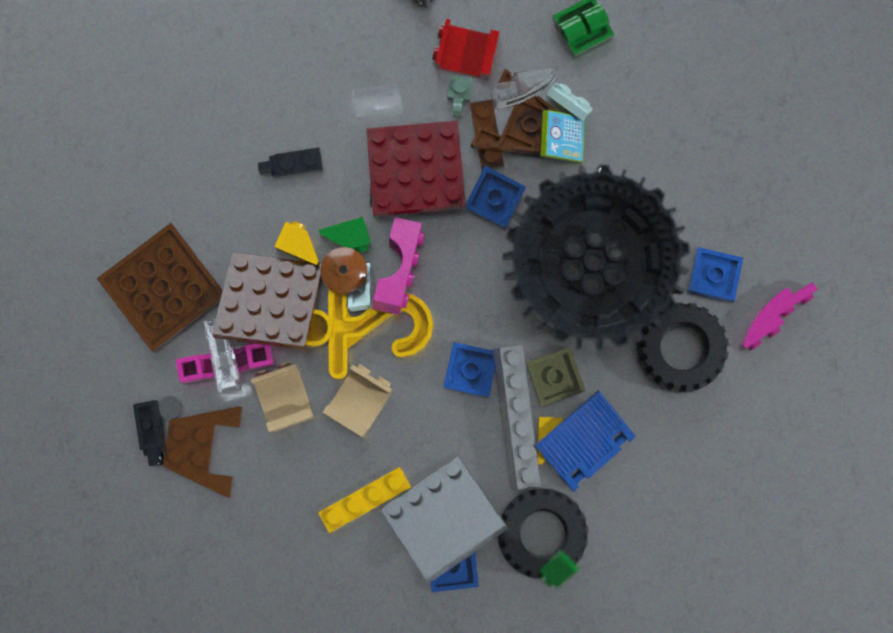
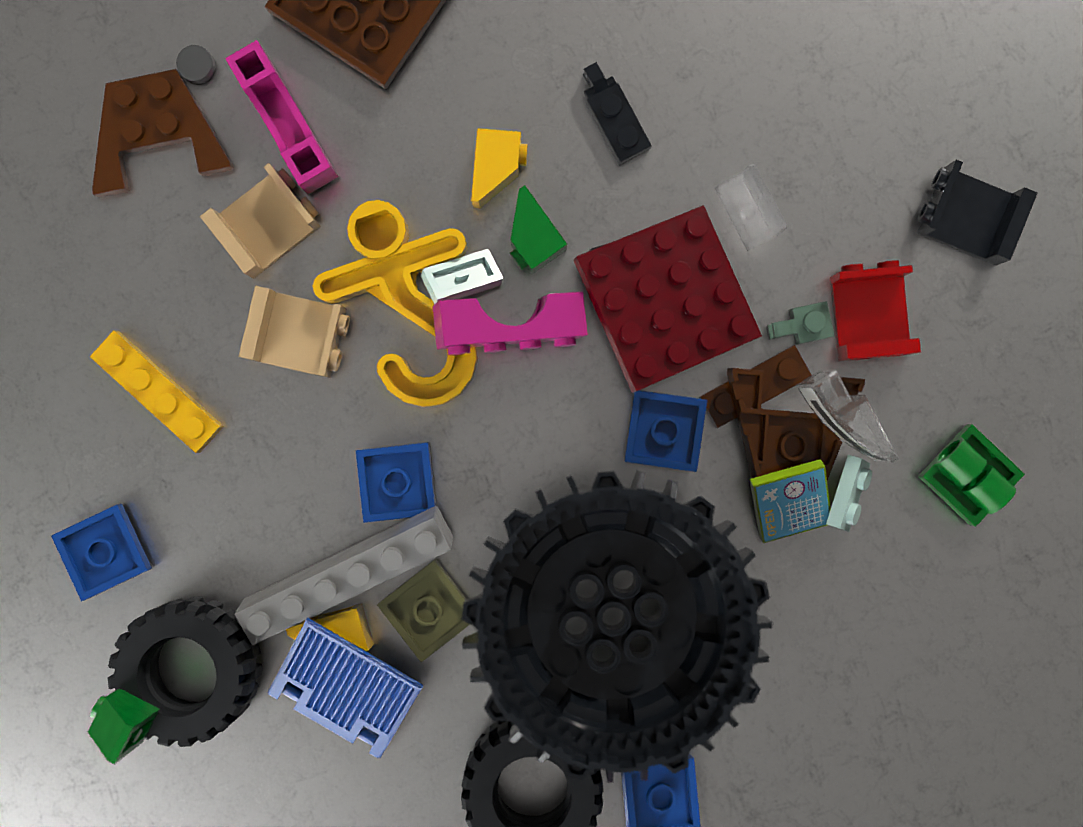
camera: 70 degrees right, 5 degrees up
(150, 431) = (148, 46): black hinge -> none
(222, 360) = (288, 107): clear slope -> none
(268, 301) = (391, 148): plate -> none
(346, 282) = (478, 262): dark orange dish -> none
(443, 519) = (154, 519): plate -> none

